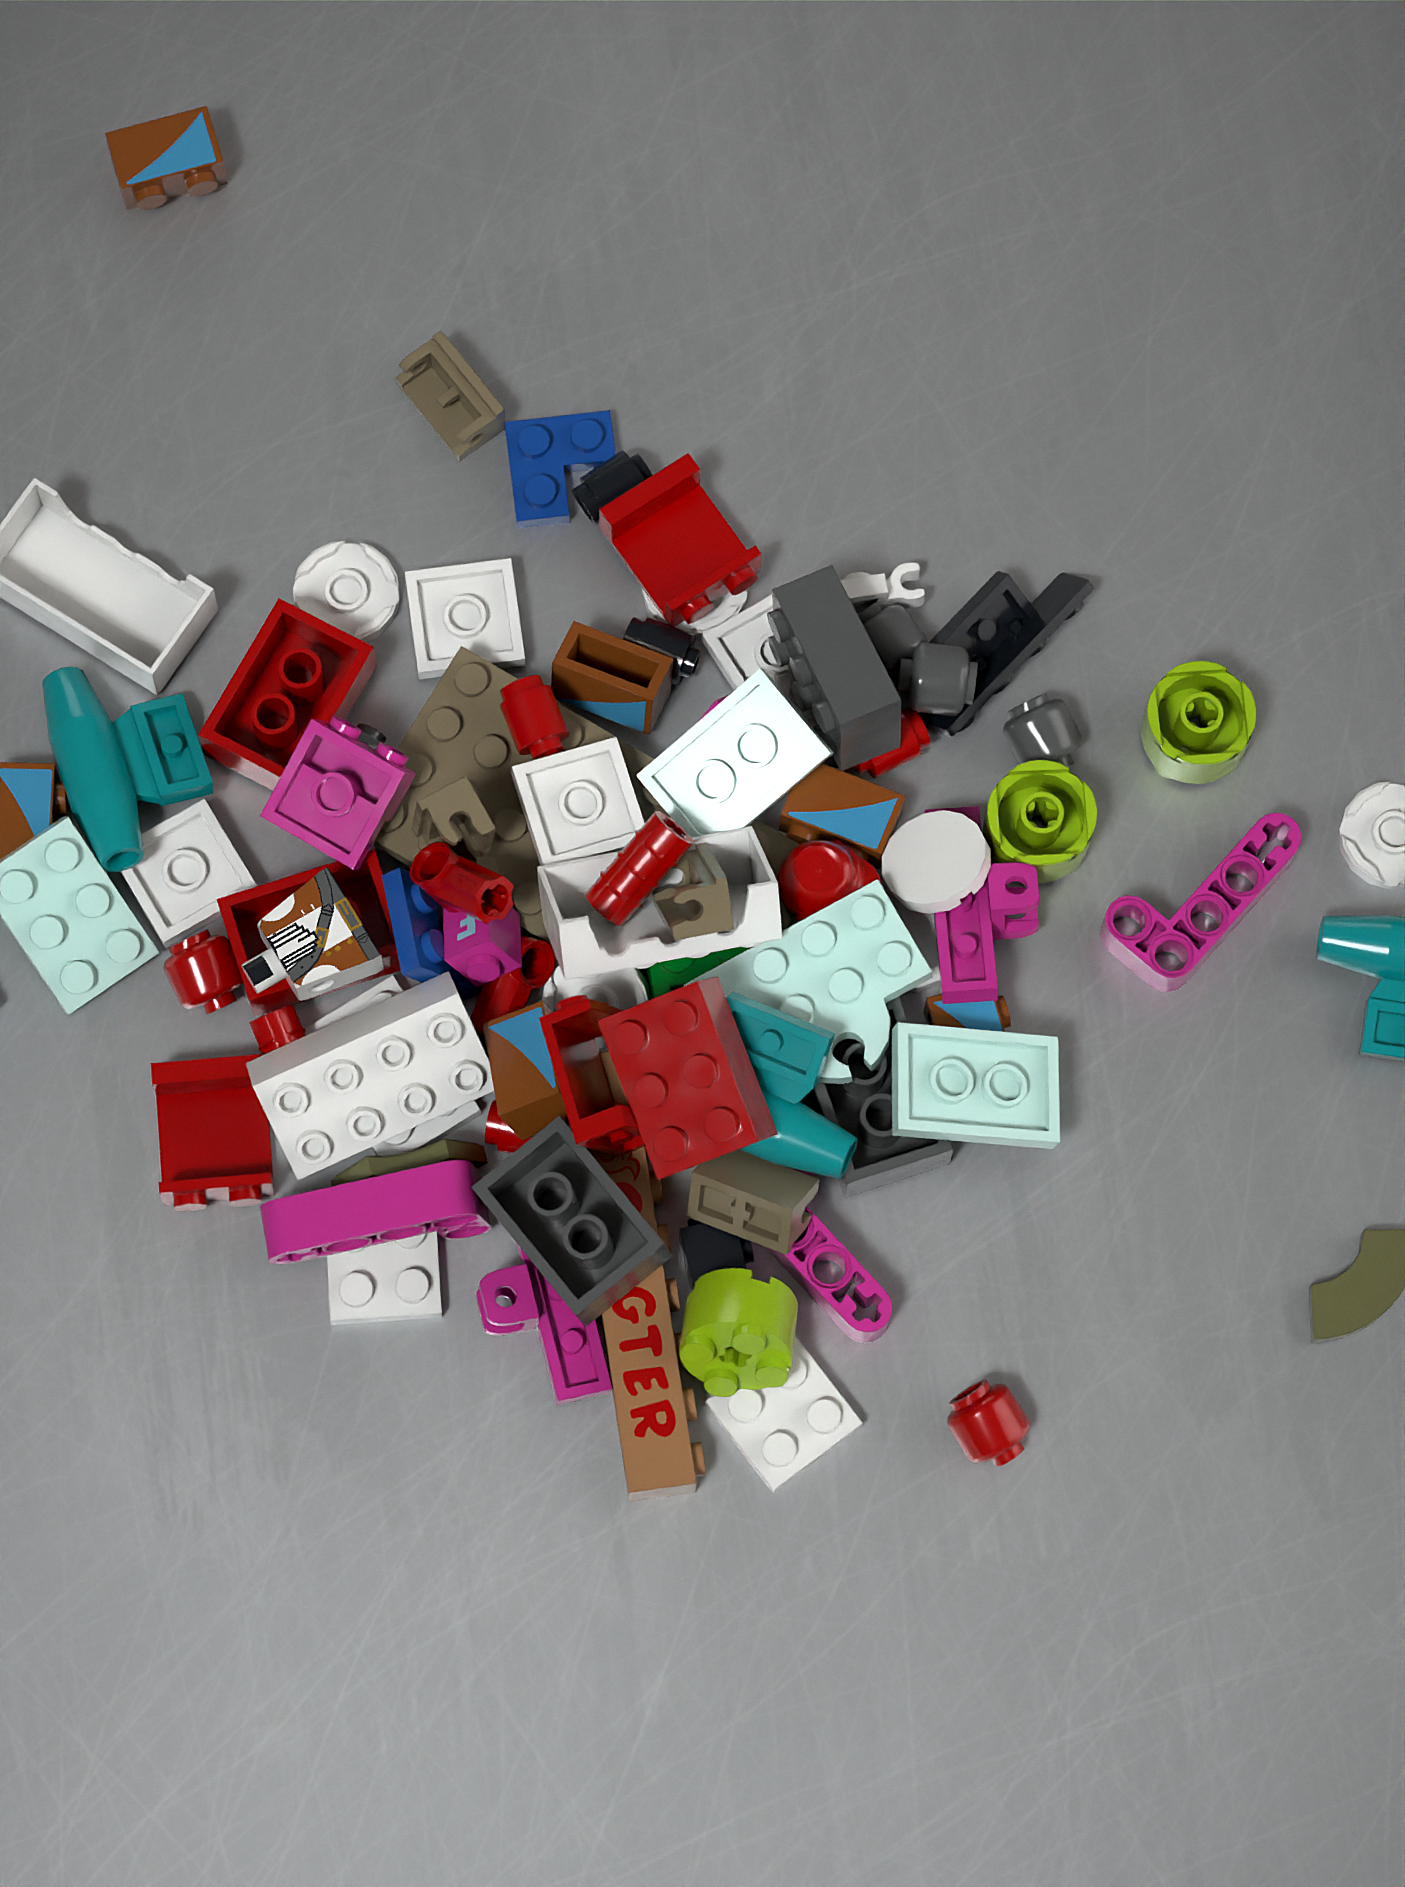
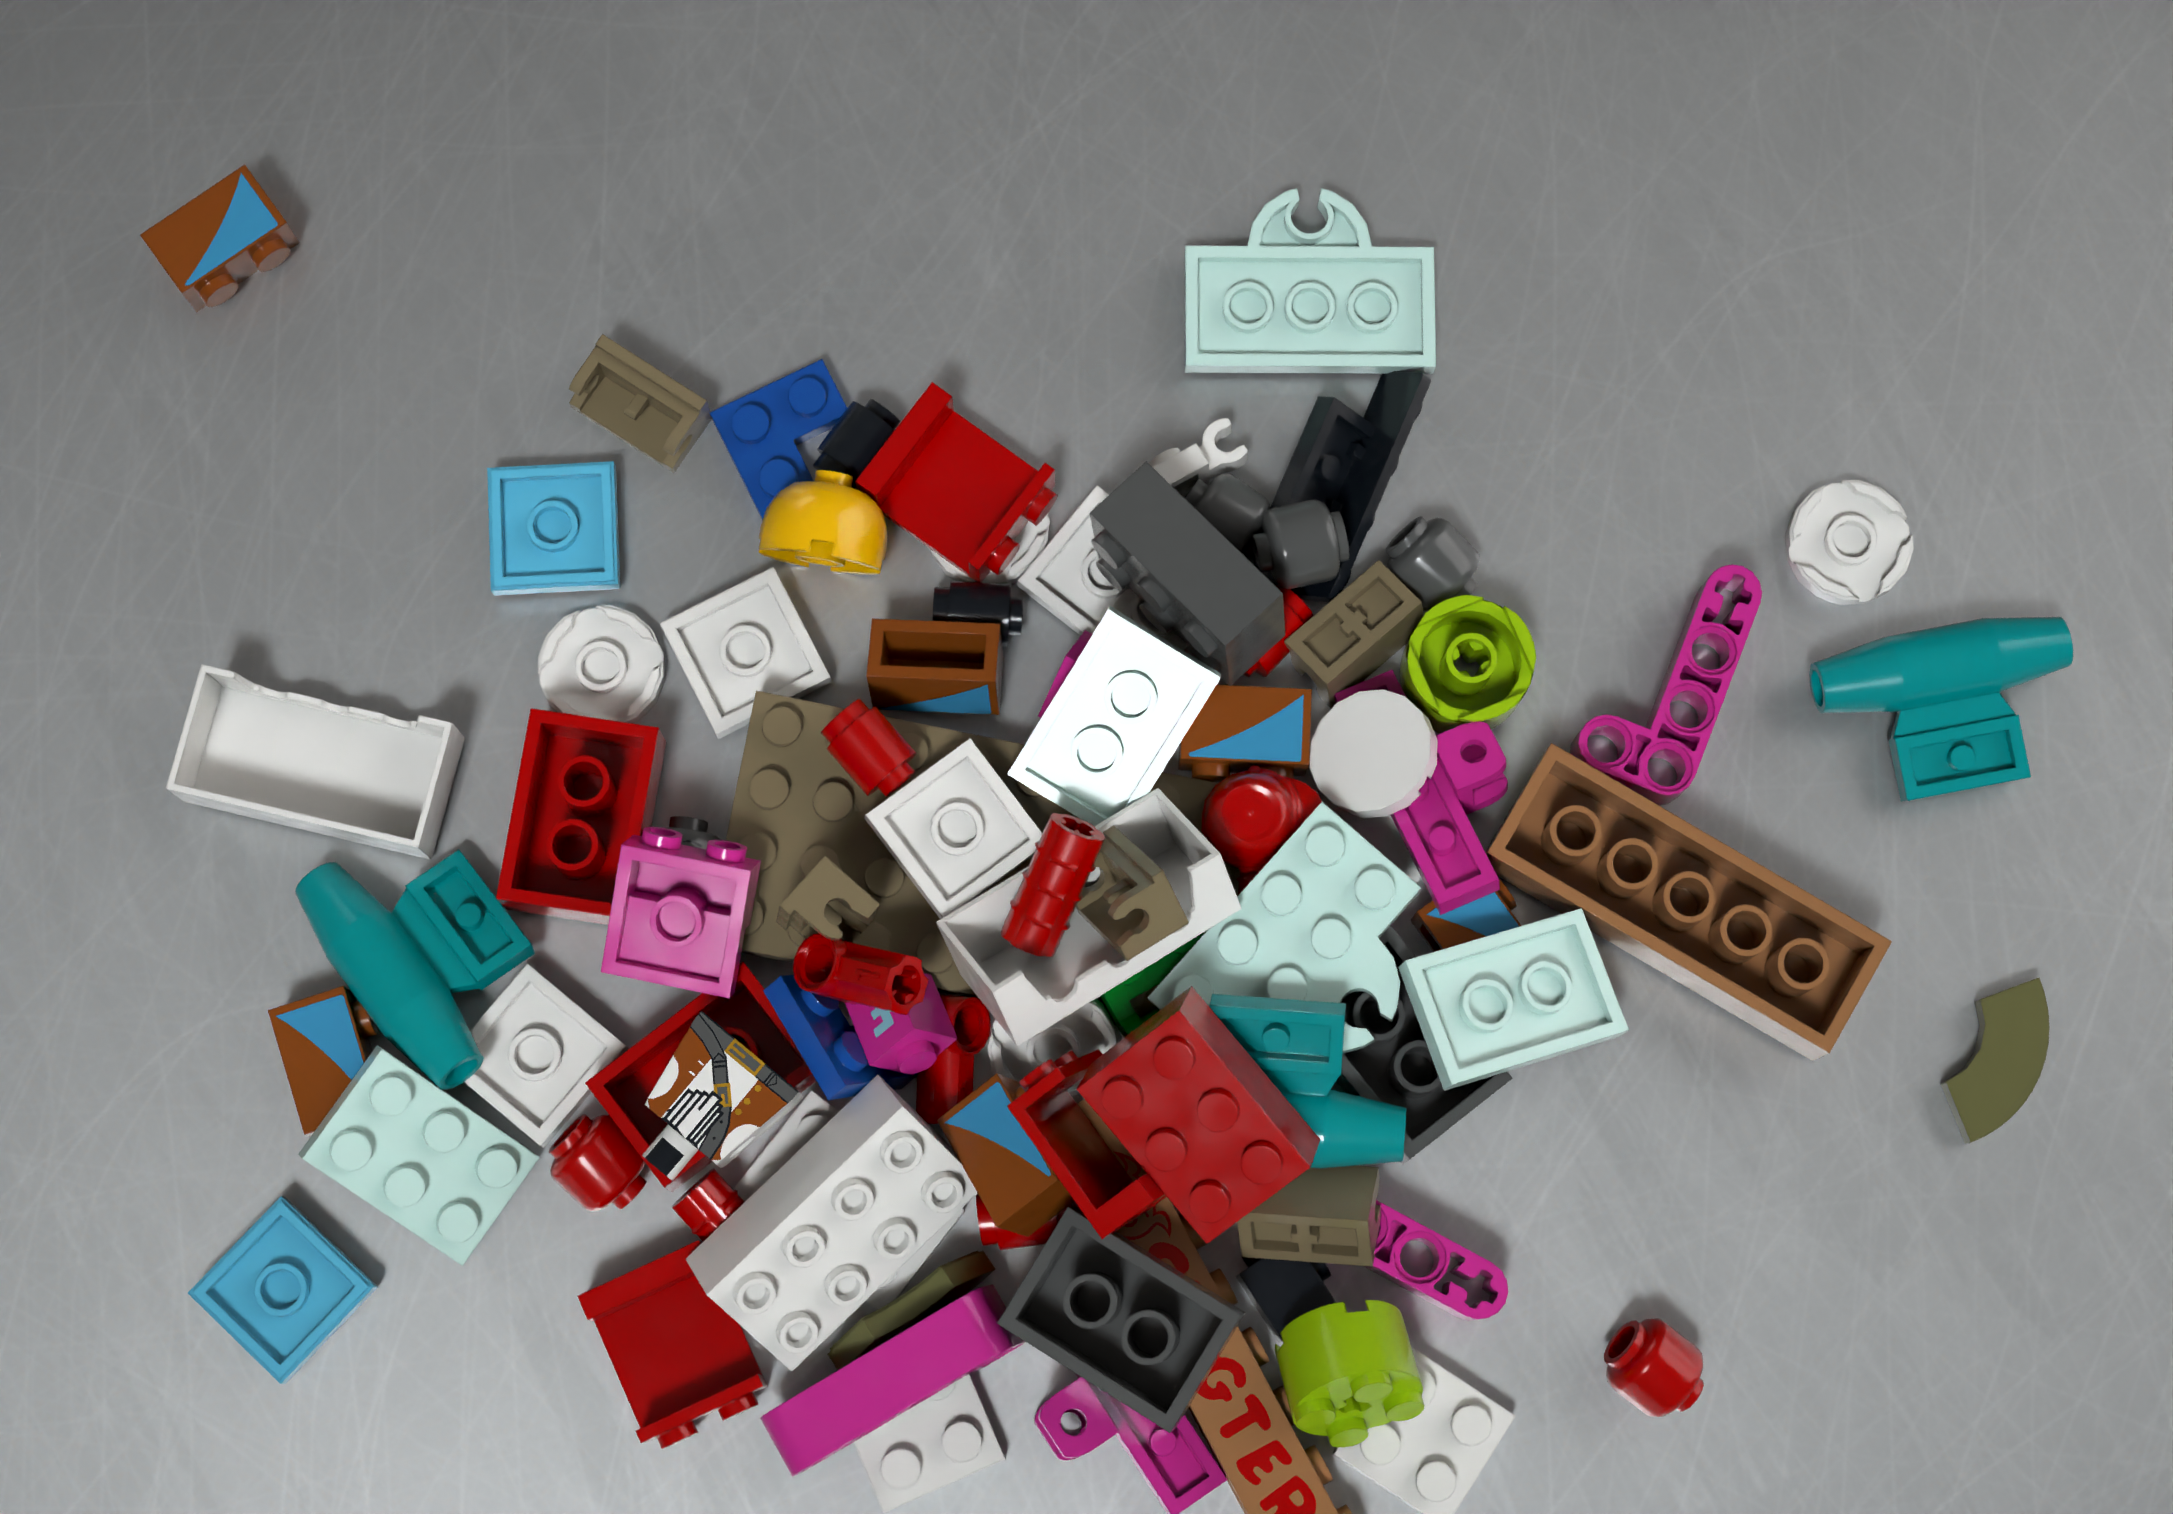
camera: 20 degrees left, 5 degrees up
(347, 471) = (553, 528): none -> medium azure plate
(563, 538) = (825, 526): none -> yellow cylinder
(958, 765) = (1355, 632): none -> dark tan hinge
(1020, 493) = (1309, 298): none -> light aqua plate
(1146, 1066) = (1686, 903): none -> medium nougat brick
(1219, 703) = (1609, 460): lime brick -> none

